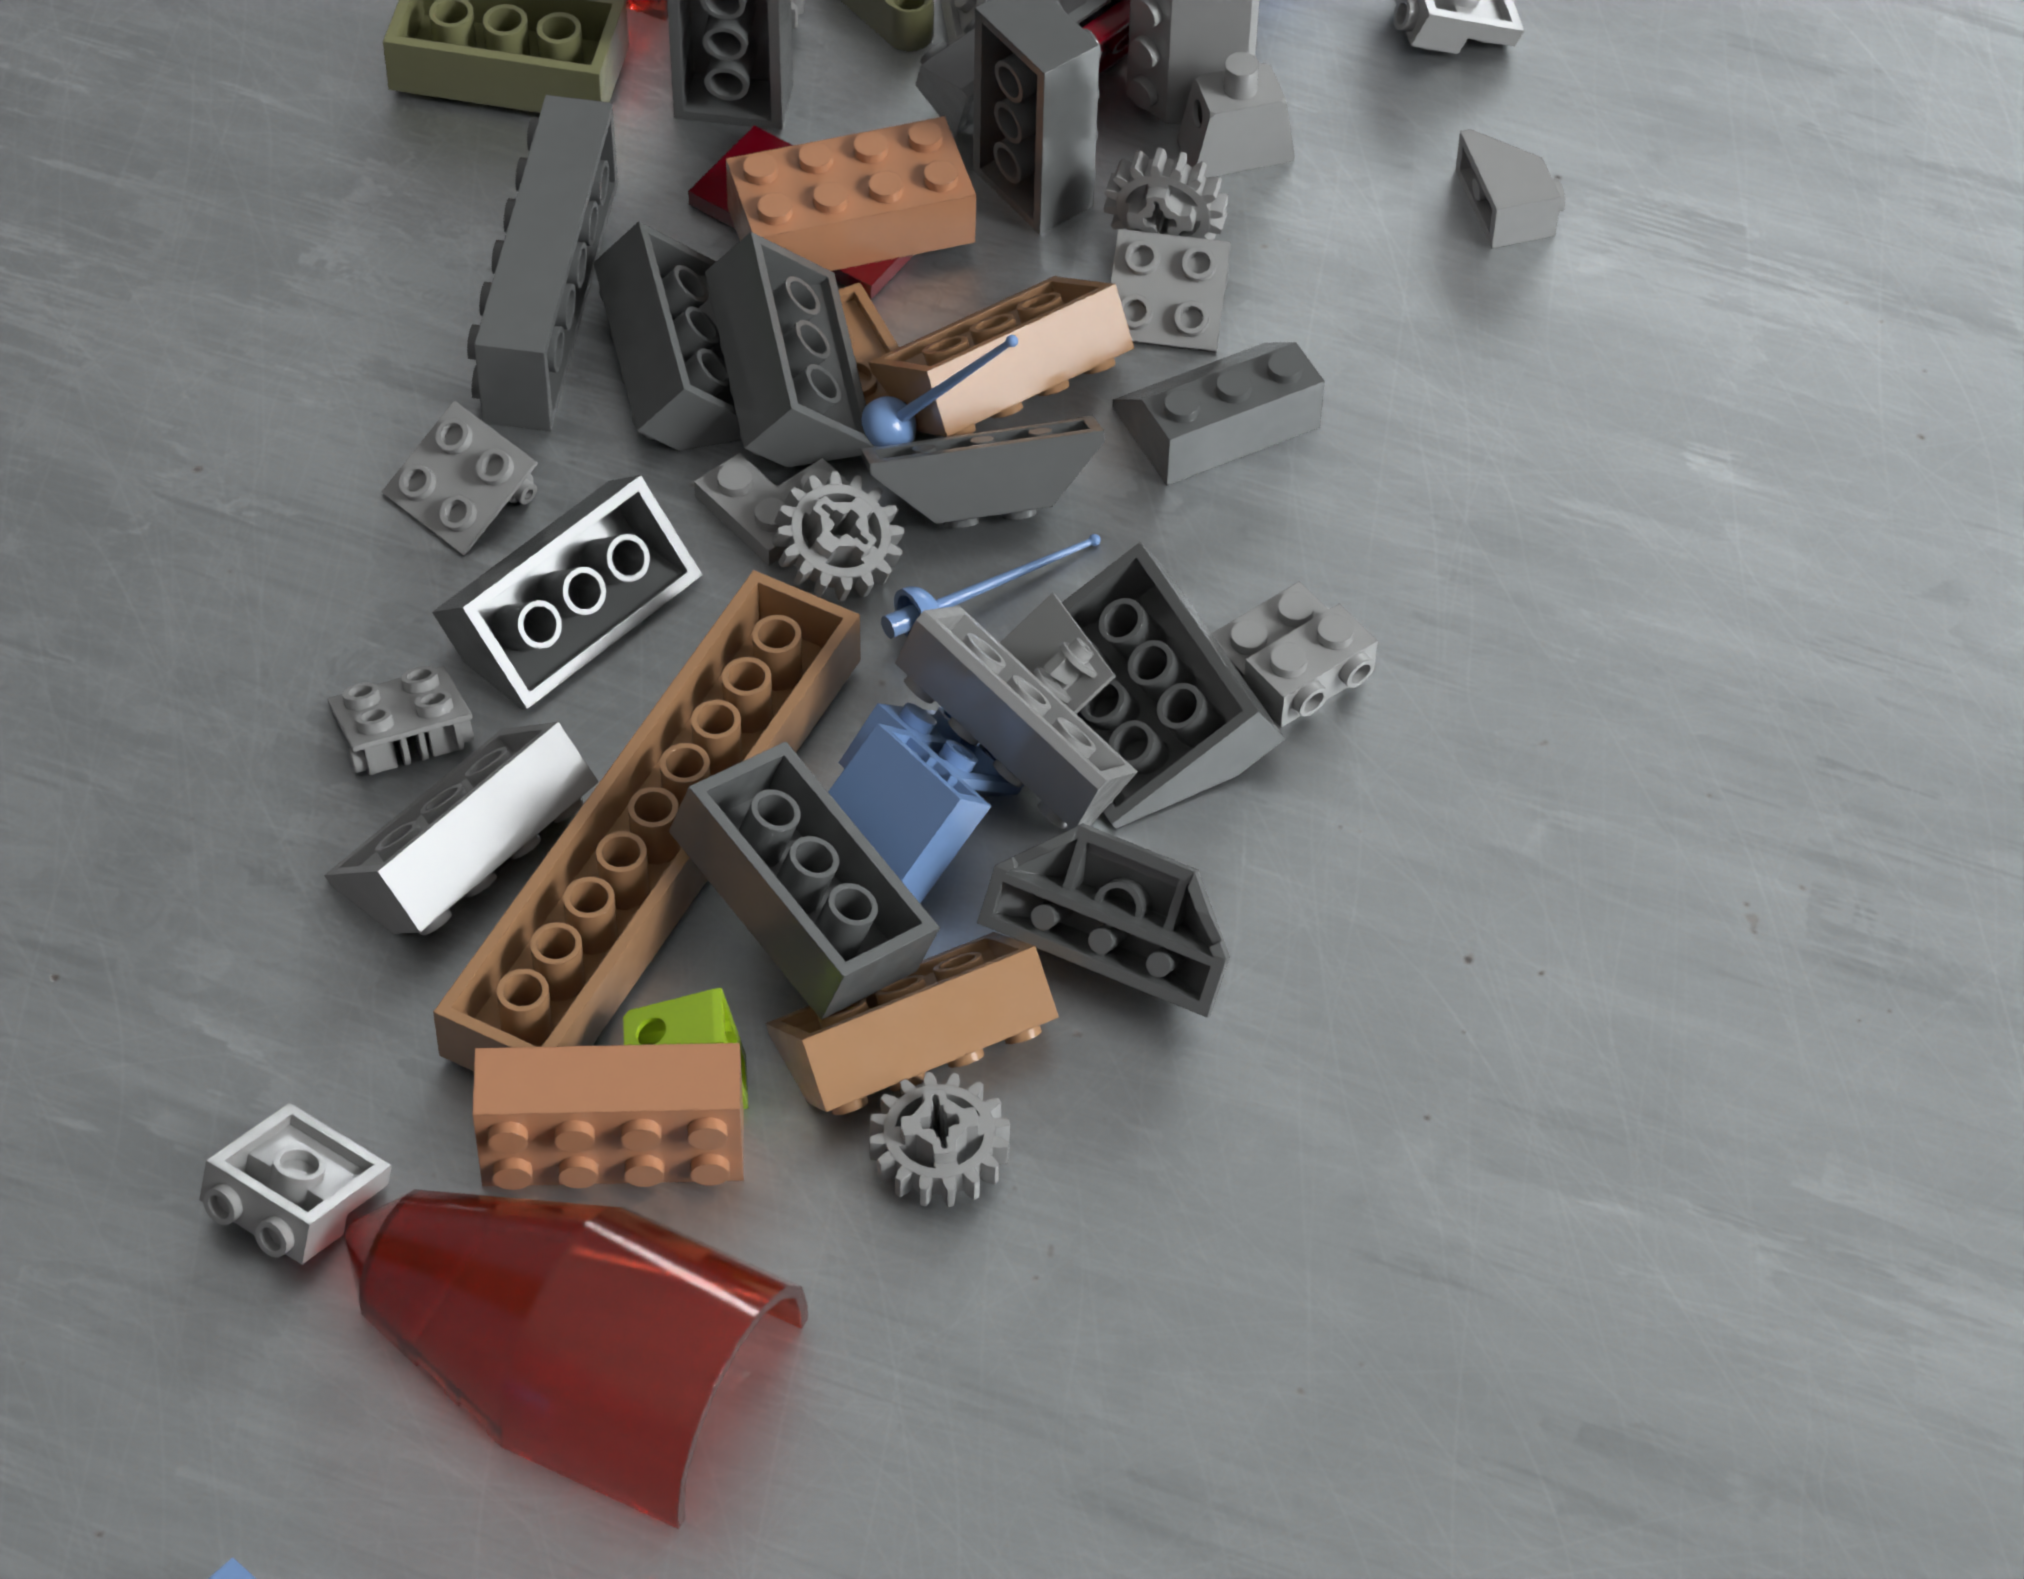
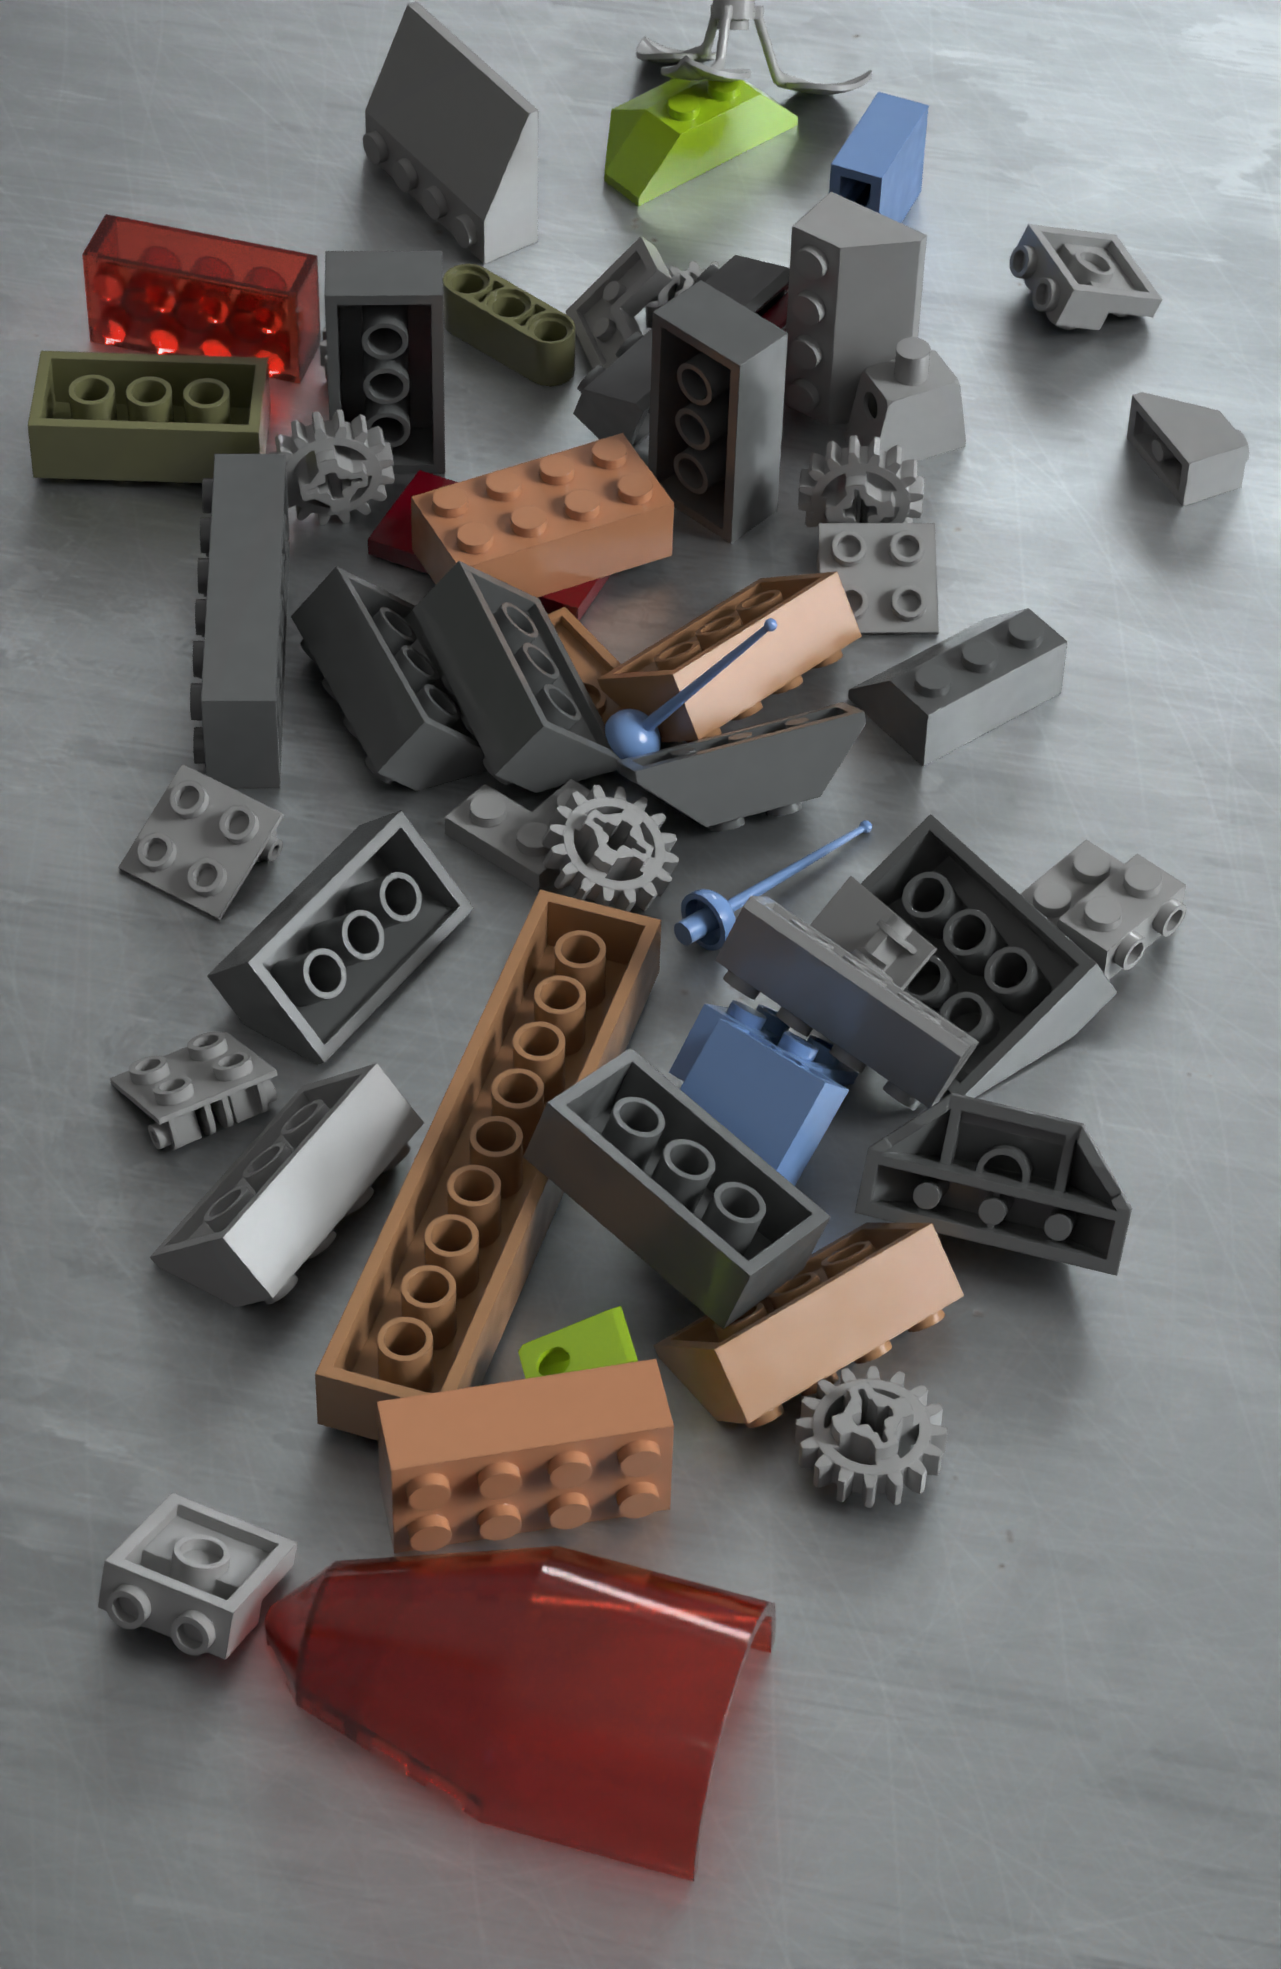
camera: 10 degrees left, 5 degrees down
(665, 116) = (335, 466): none -> light grey gear

